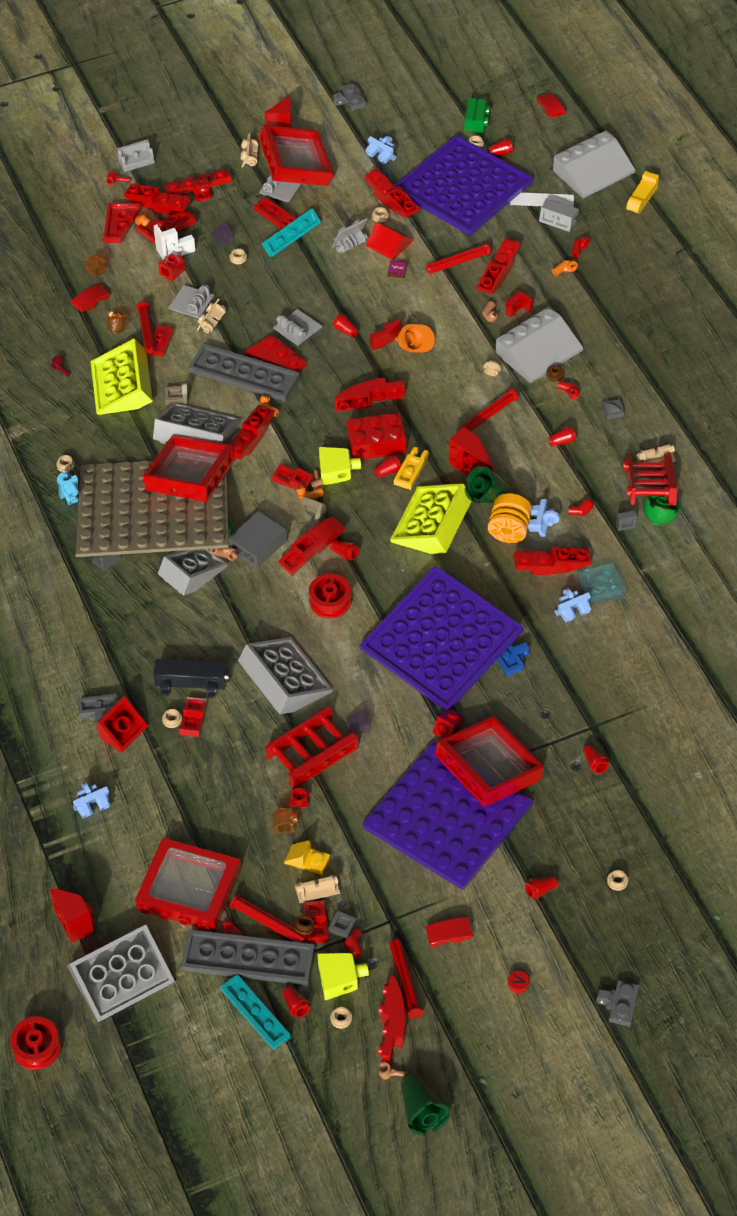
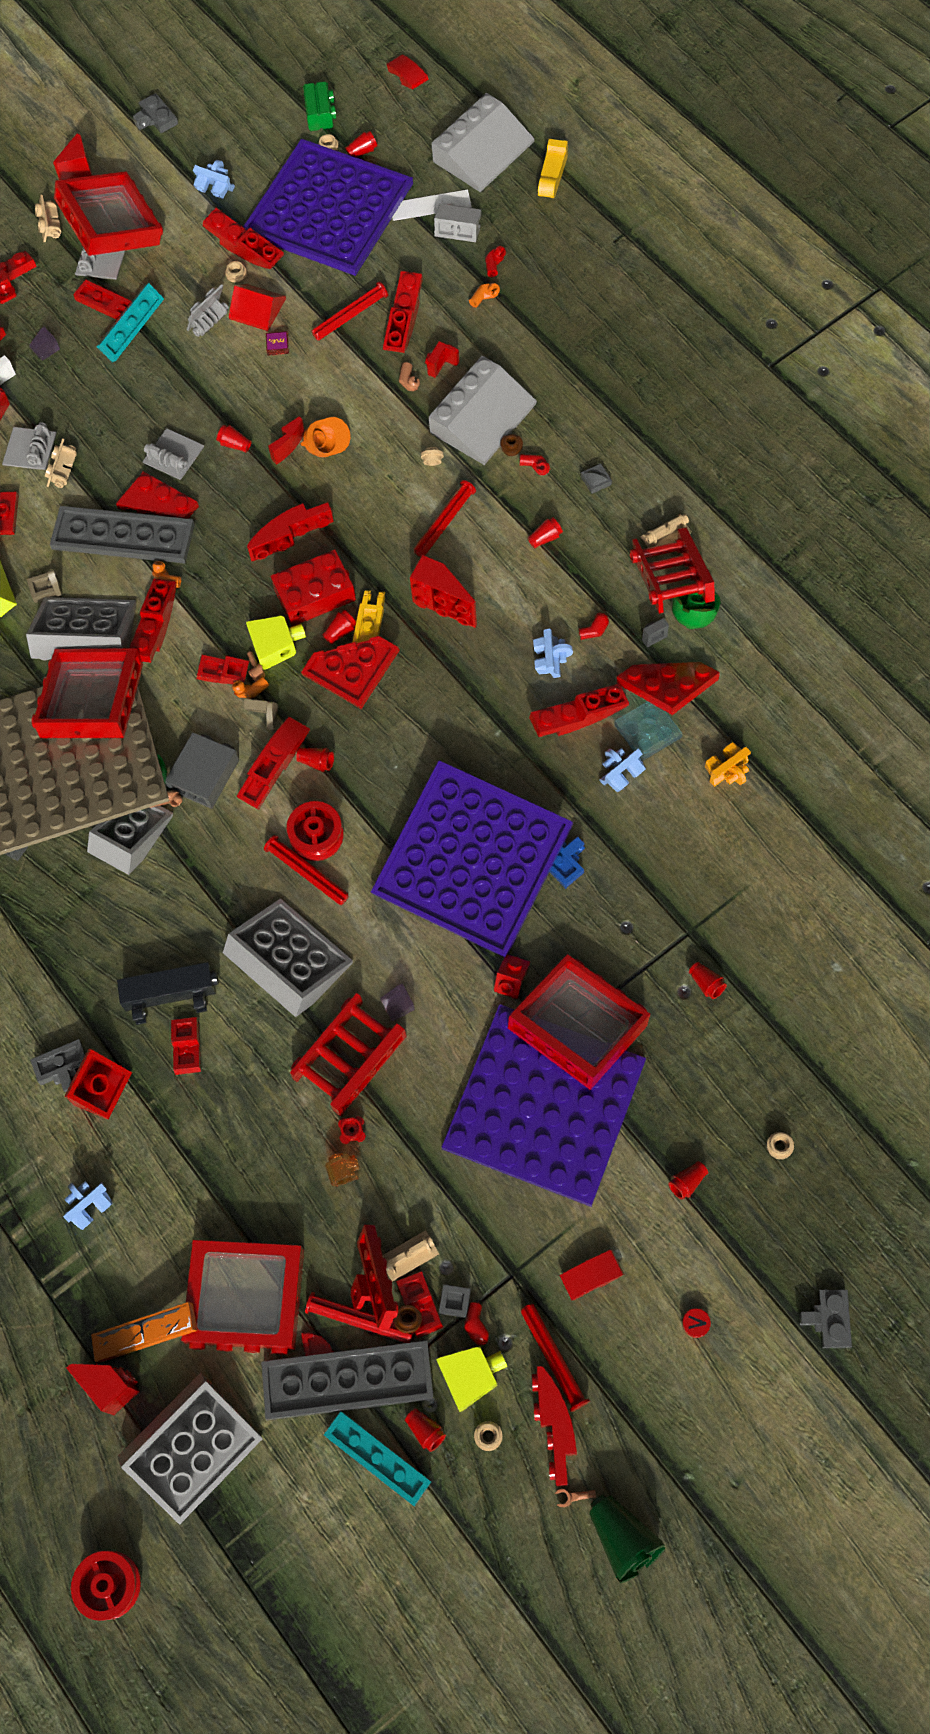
camera: 10 degrees left, 15 degrees up
(113, 888) = (144, 1332): none -> orange tile
(172, 714) = (154, 1051): tan plate -> none
(238, 256) = (72, 371): tan plate -> none
(289, 892) = (374, 1284): none -> red plate
(308, 859) = (385, 1214): yellow slope -> none
(313, 619) = (306, 870): none -> red axle
(389, 496) = (352, 668): none -> red plate
(432, 518) = (415, 688): neon yellow slope -> none
(485, 485) = (473, 631): dark green cone -> none
(510, 518) = (512, 666): light orange wheel -> none
(626, 557) = (668, 684): none -> red plate
(655, 623) = (730, 770): none -> light orange hips

